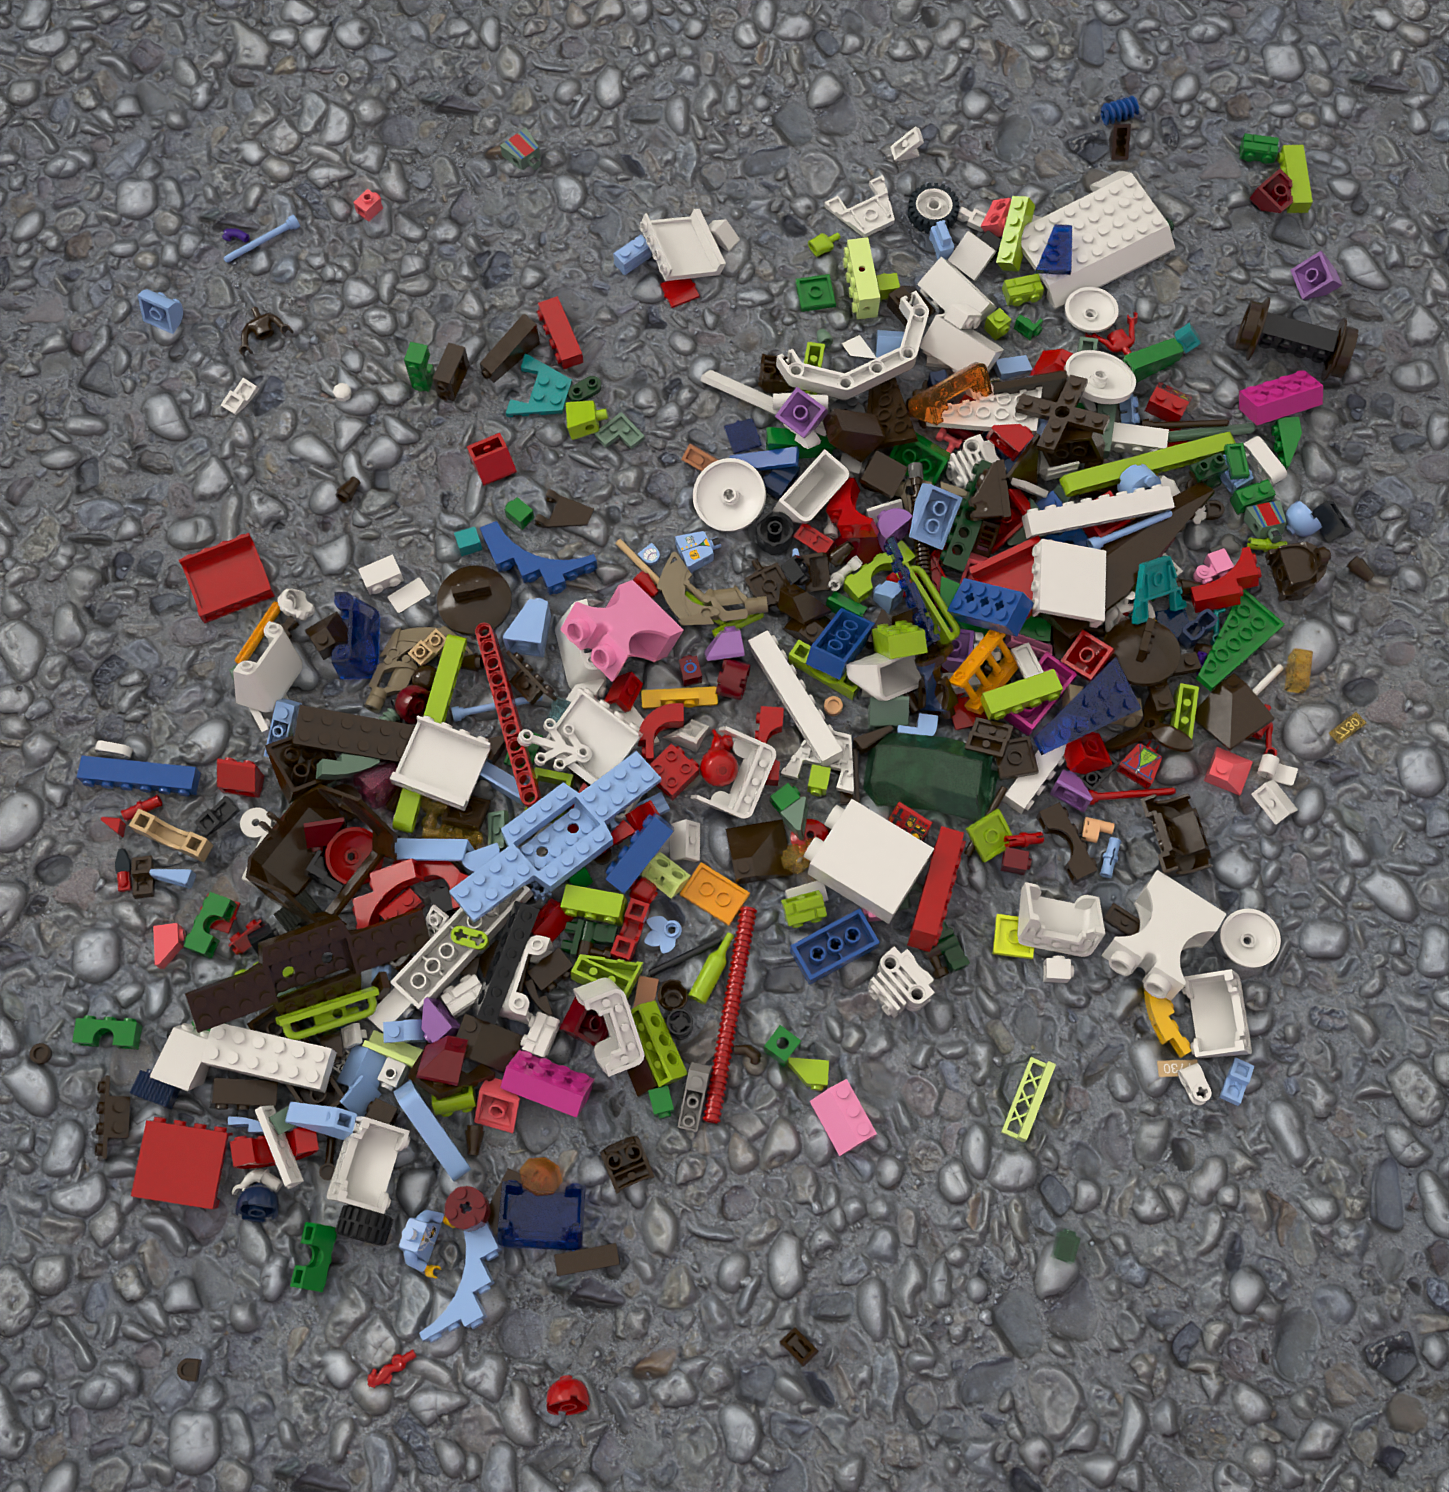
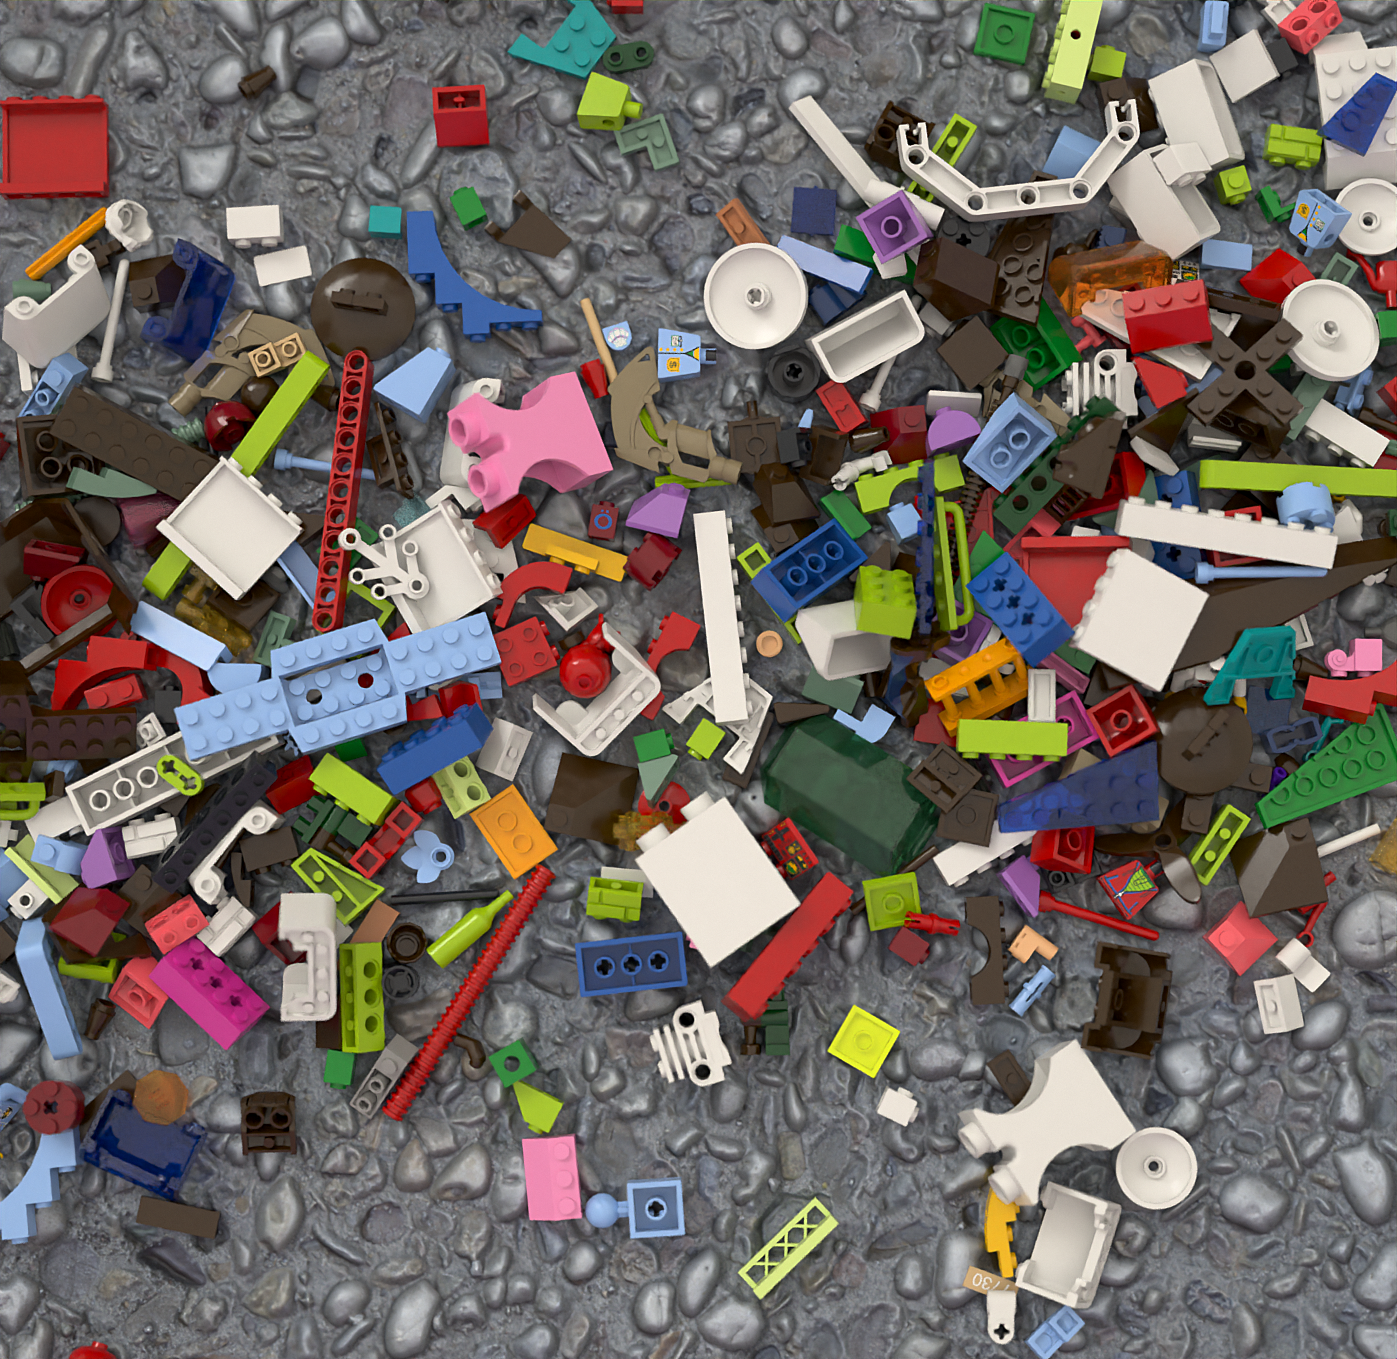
camera: 25 degrees right, 15 degrees up
(311, 700) = (103, 369): none -> white piece
(505, 1045) = (176, 924): none -> coral brick
(700, 752) = (571, 639): none -> dark brown tile
(824, 337) = (985, 109): sand green hose -> none
(843, 511) = (896, 383): red arch -> none
(858, 347) = (1026, 142): white sticker -> none
(890, 1124) = (604, 1210): none -> light blue brick
(998, 399) = (1167, 316): none -> red slope
(1010, 249) = (1301, 80): lime arch -> none
(1059, 924) = (926, 1049): white windscreen -> none
(1060, 323) = (1317, 221): none -> light blue torso

